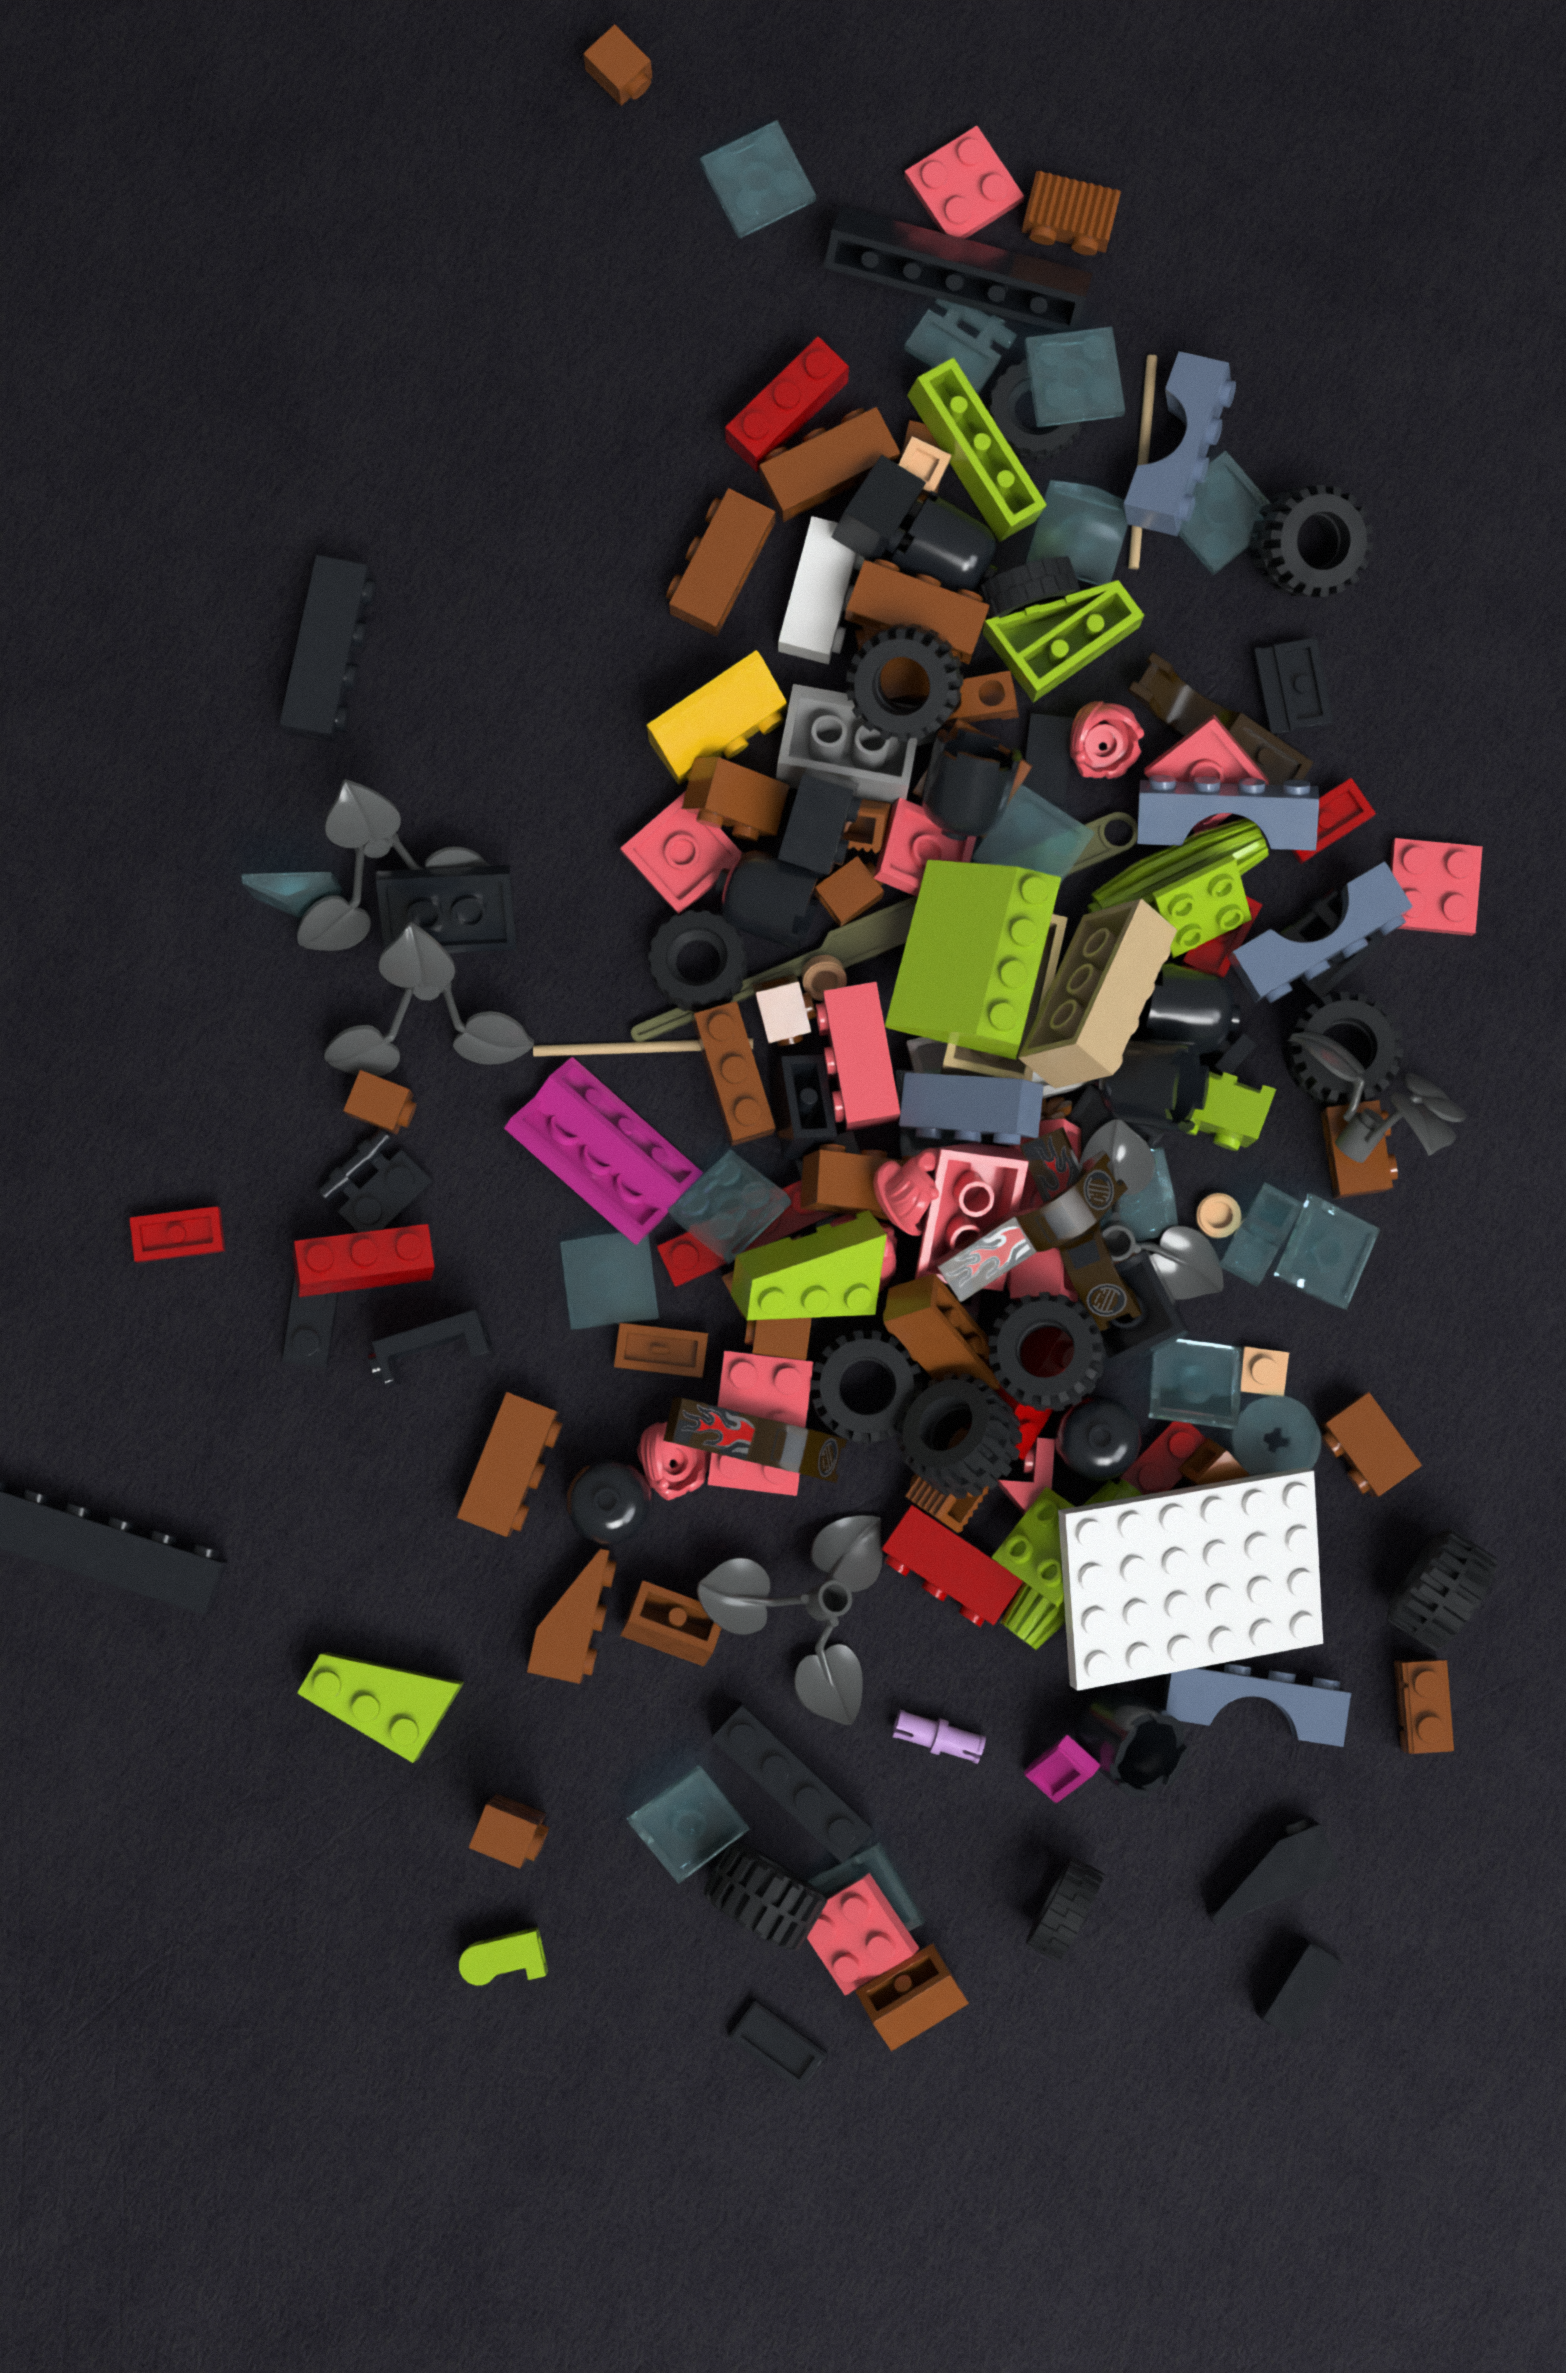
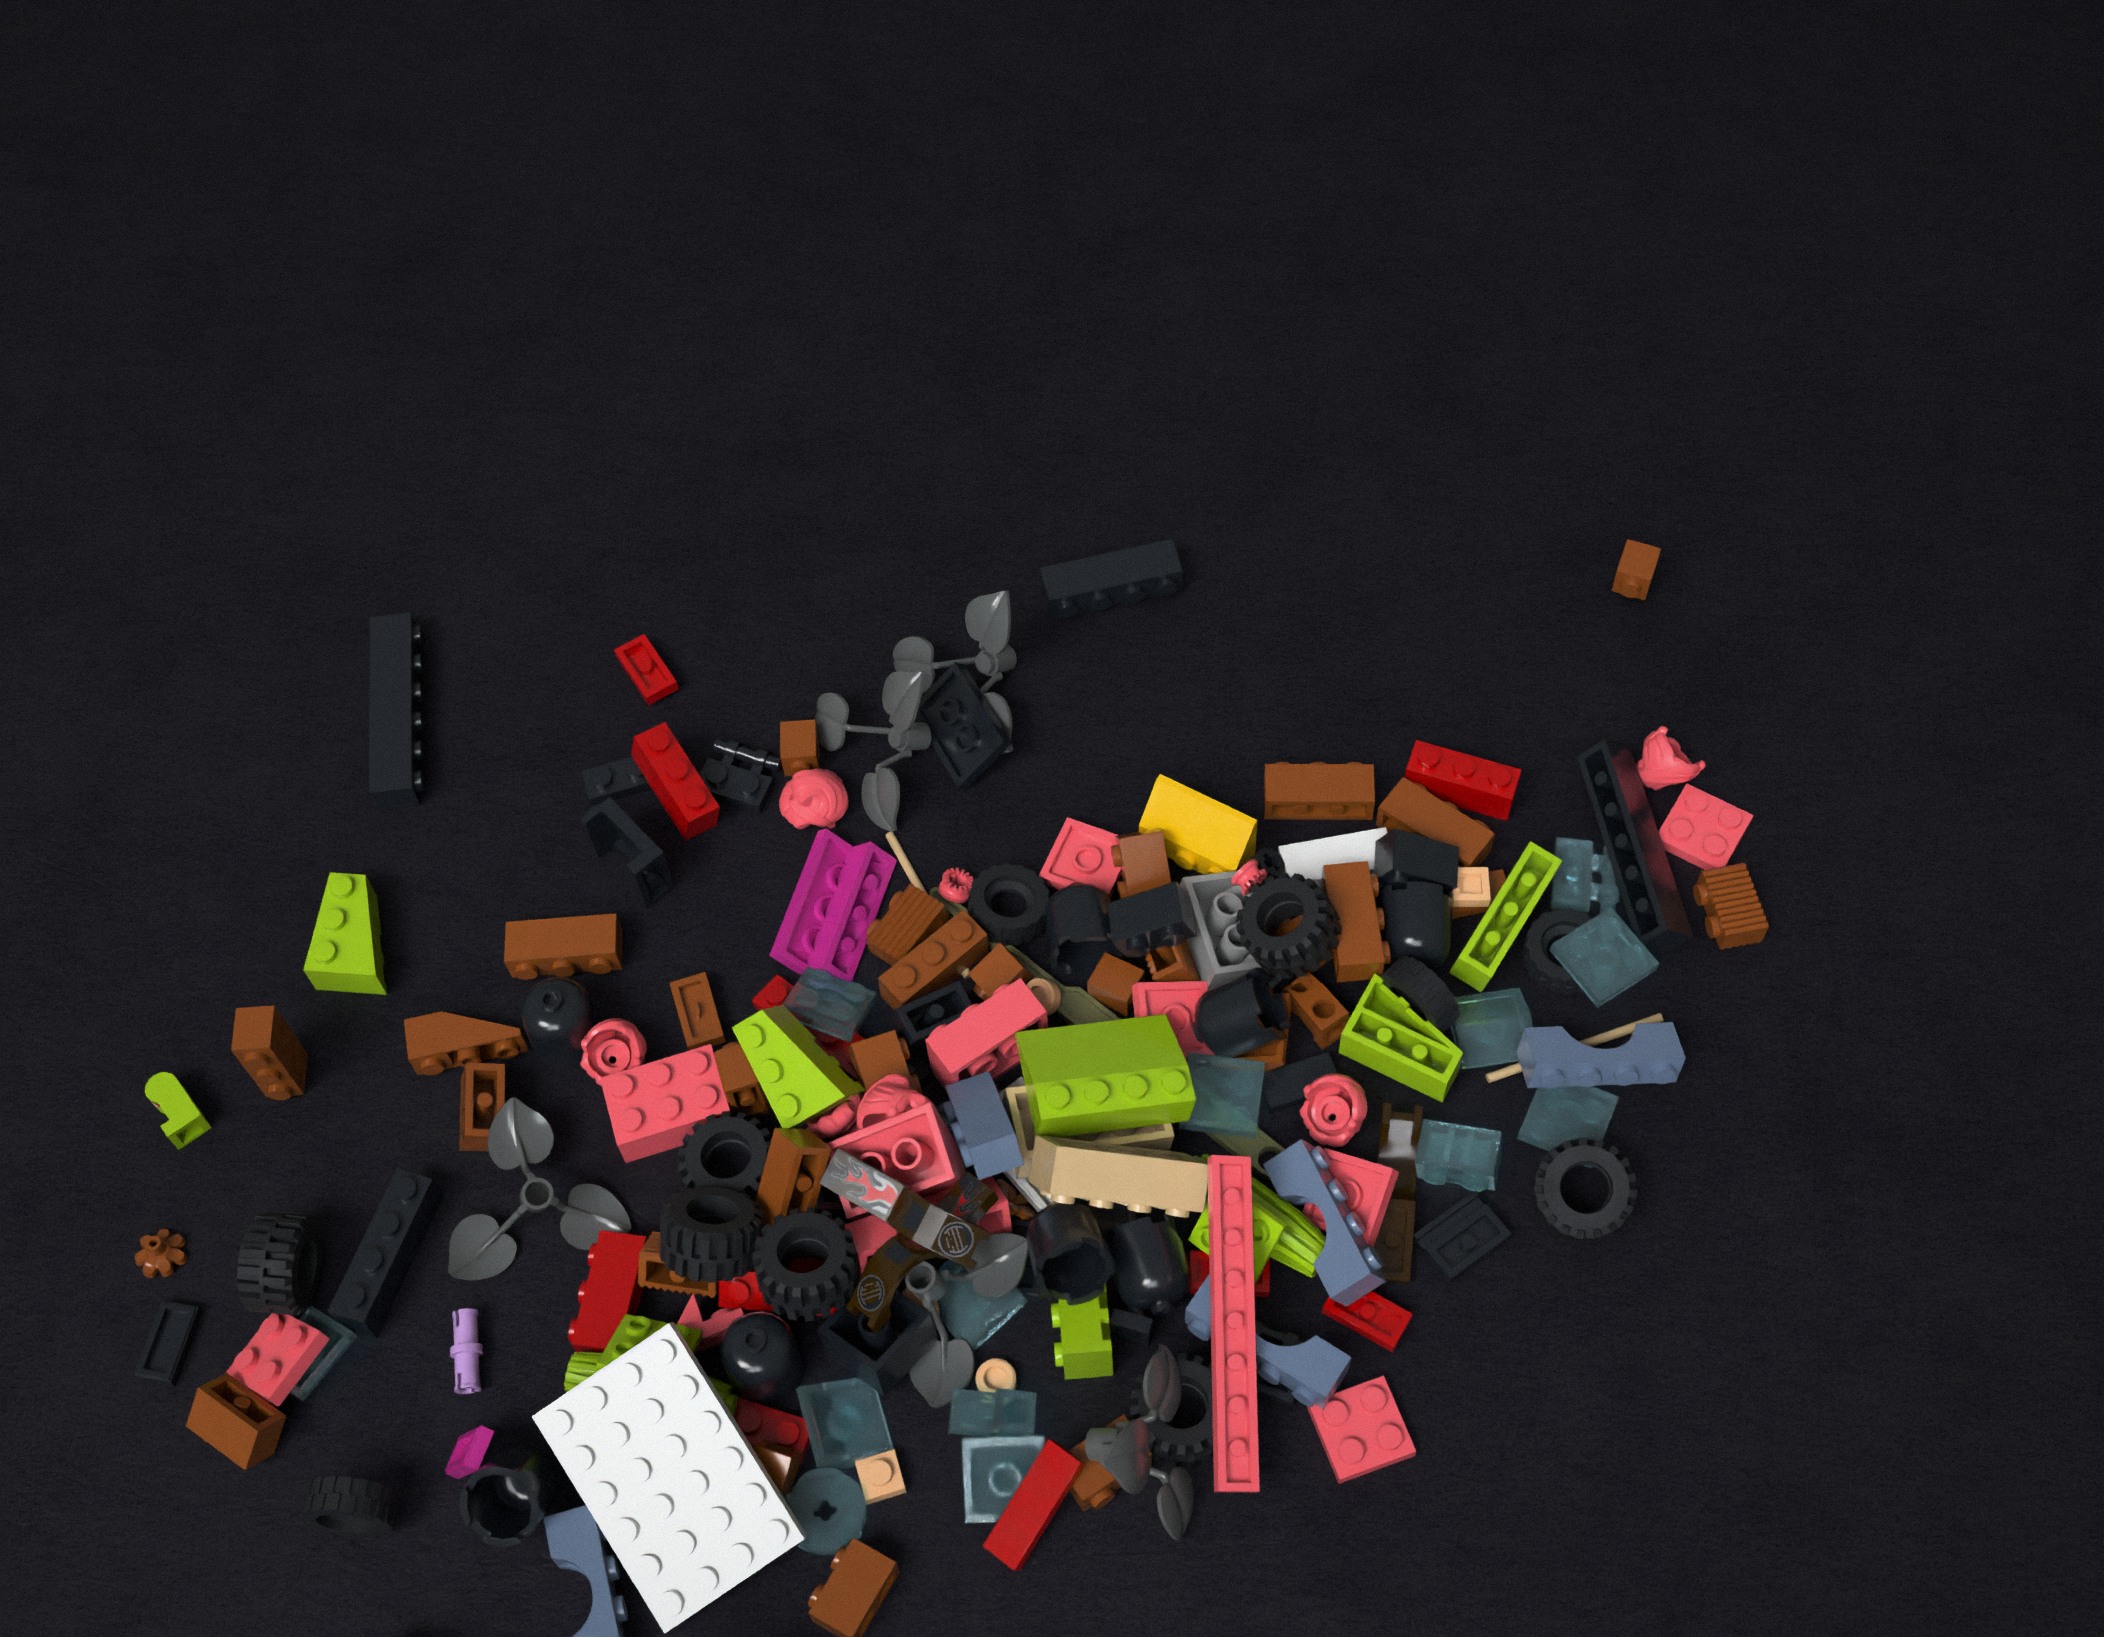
camera: 70 degrees right, 25 degrees down
(292, 891) = (925, 622): clear light blue slope -> none
(454, 1115) = (814, 799): none -> coral hair
(608, 1281) = (737, 958): clear light blue slope -> none
(638, 996) = (959, 879): none -> coral bush
(672, 1084) = (906, 924): none -> dark orange brick
(675, 2017) = (160, 1253): none -> dark orange plant
(688, 1823) = (330, 1190): clear light blue slope -> none
(753, 1439) = (646, 1091): piece -> none
(758, 179) = (1616, 696): clear light blue plate -> none
(808, 665) = (1270, 861): none -> black bush
(812, 692) = (1248, 876): none -> coral bush
(875, 177) = (1665, 762): none -> coral hair
(1213, 643) = (1458, 1155): none -> clear light blue brick
(1304, 956) = (1232, 1325): none -> coral plate
(1371, 1235) = (1034, 1504): none -> red tile

